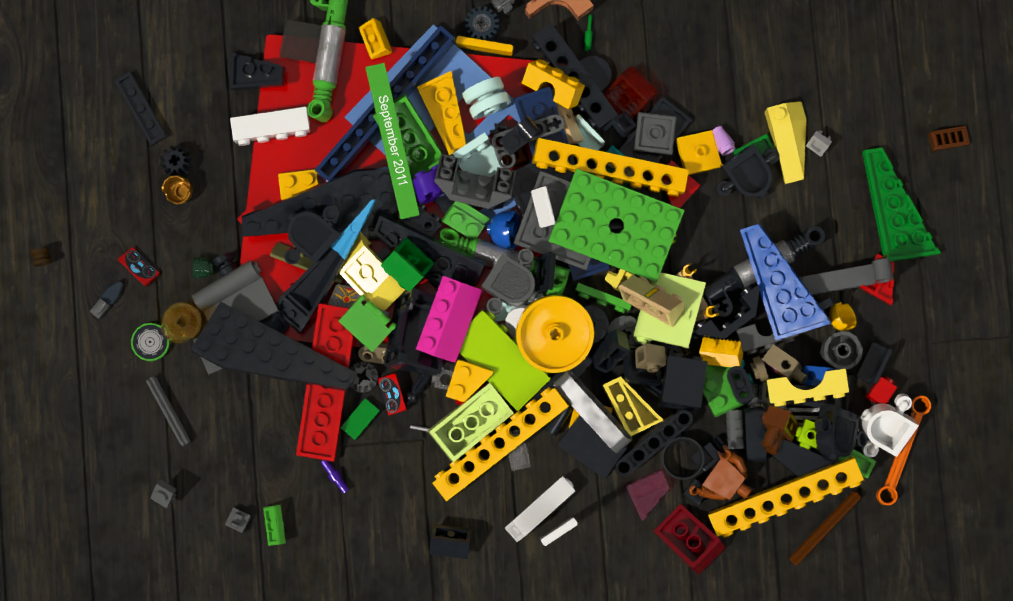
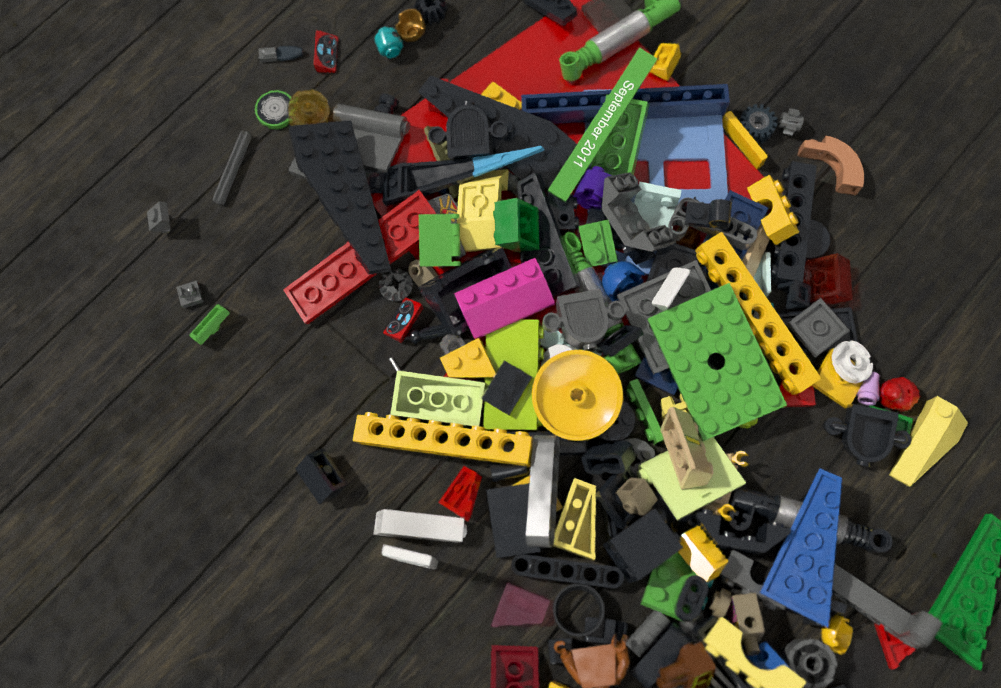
camera: 45 degrees right, 10 degrees down
(175, 216) = (388, 42): none -> teal head
(202, 268) = (366, 93): clear green hat -> none
(270, 125) = (523, 44): white brick -> none
(334, 476) = (293, 335): dark purple bar -> none
(360, 419) = (359, 313): green tile -> none
(443, 107) = (666, 149): yellow wing -> none
(486, 98) = (708, 169): light aqua wheel -> none
(507, 373) = (506, 387): none -> black plate
(519, 456) = (448, 467): clear plate -> none
(545, 463) = (462, 493): none -> red wing
(588, 35) = (834, 209): green piece -> none
(694, 144) = (843, 365): none -> white tile
(742, 131) = (899, 394): none -> red piece
(819, 143) = (953, 469): light grey tile -> none

